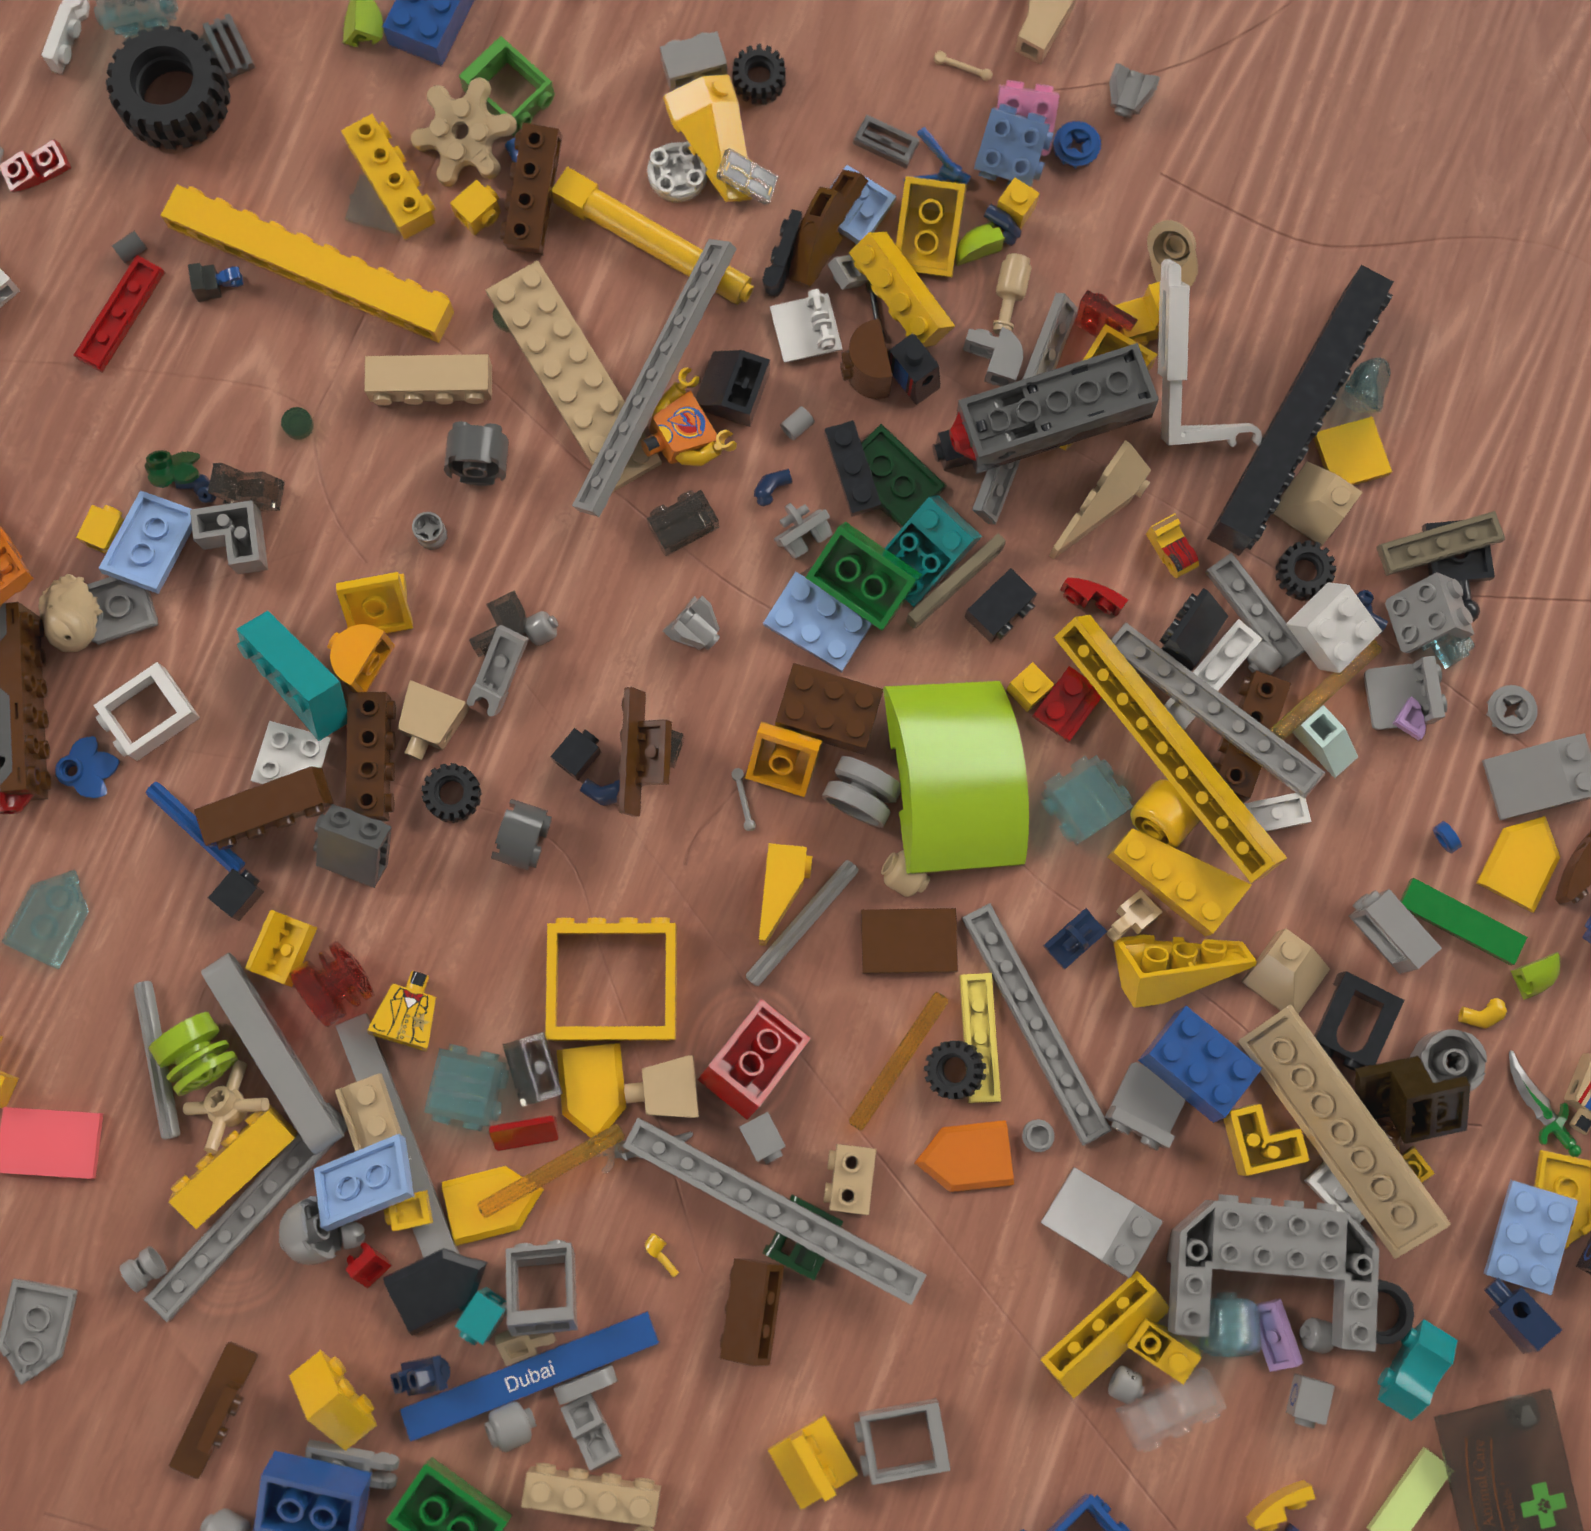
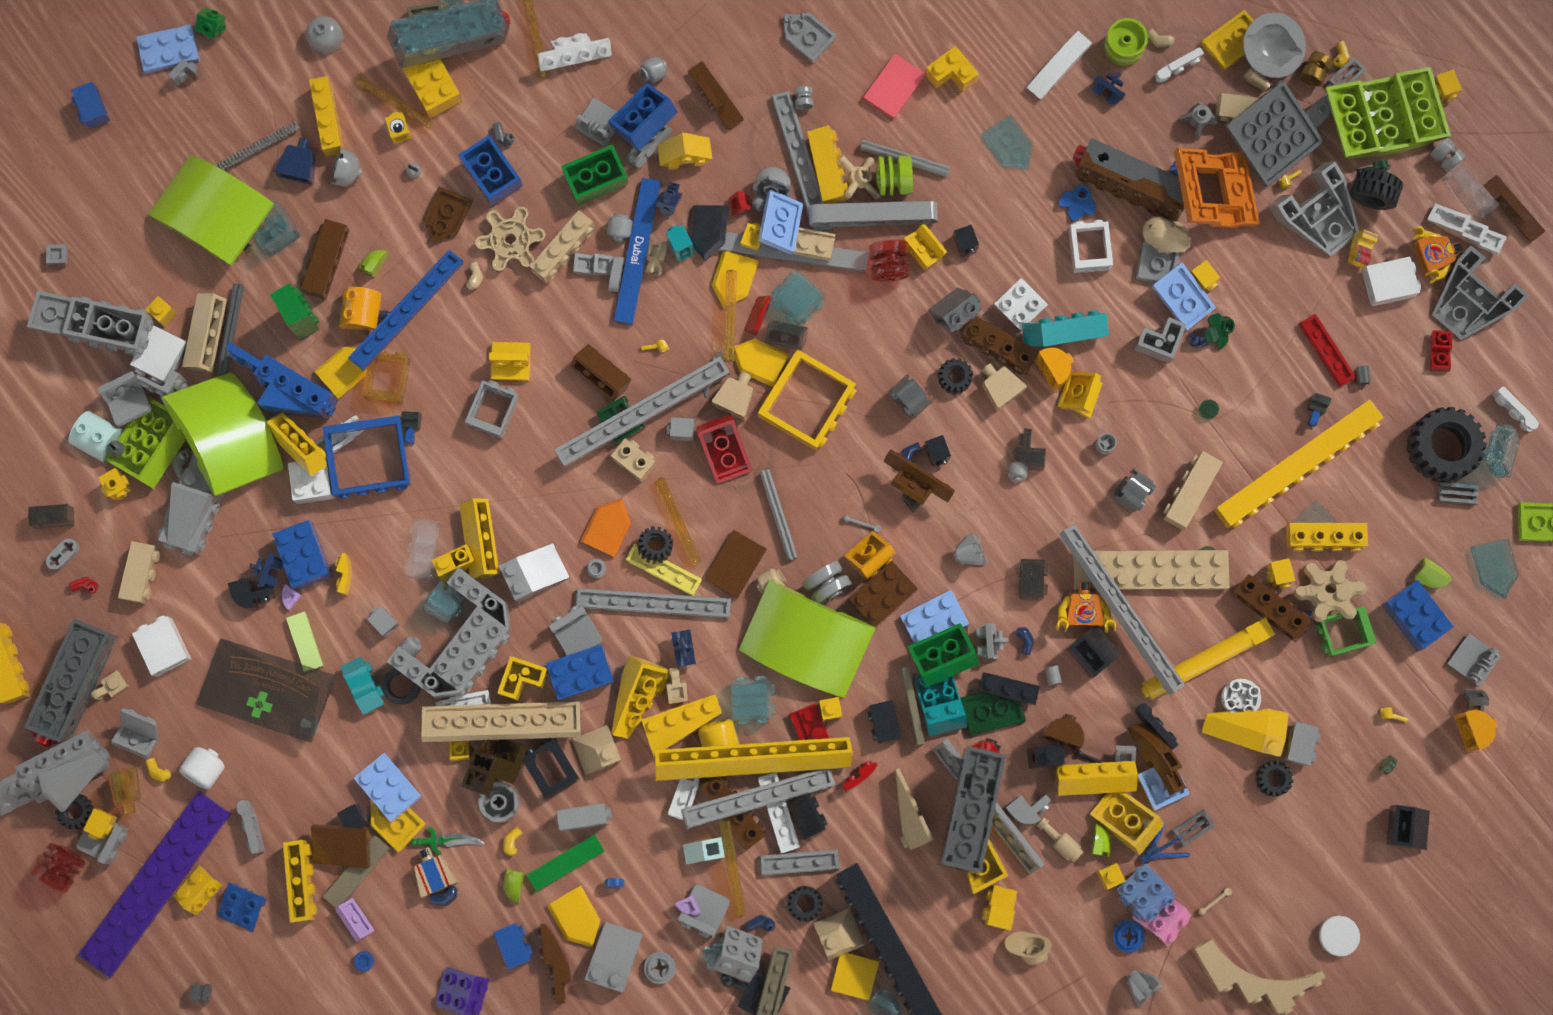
camera: 125 degrees right, 0 degrees up
(189, 823) = (1014, 239): blue axle -> none
(239, 486) = (1184, 361): clear smoke brick -> none
(263, 807) = (1001, 275): reddish brown brick -> none
(406, 1014) = (852, 289): yellow torso -> none
(498, 669) = (1005, 434): light grey plate -> none
(548, 1319) = (659, 269): light grey window -> none
(747, 176) = (1213, 733): tile -> none
(783, 881) = (805, 514): yellow slope -> none
(806, 327) = (1106, 714): white hinge -> none
(1004, 221) = (1106, 861): dark blue arm -> none
(1097, 311) = (1017, 877): clear red wing -> none
(1126, 1385) = (448, 534): light grey piece -> none
(1173, 546) = (861, 838): leg -> none
(1174, 364) = (920, 888): white hinge -> none
(1264, 658) = (769, 847): light grey piece -> none
(1277, 1337) = (423, 624): lavender plate -> none
(1334, 627) = (763, 894): white brick -> none
(1531, 1326) = (345, 757): dark blue torso -> none

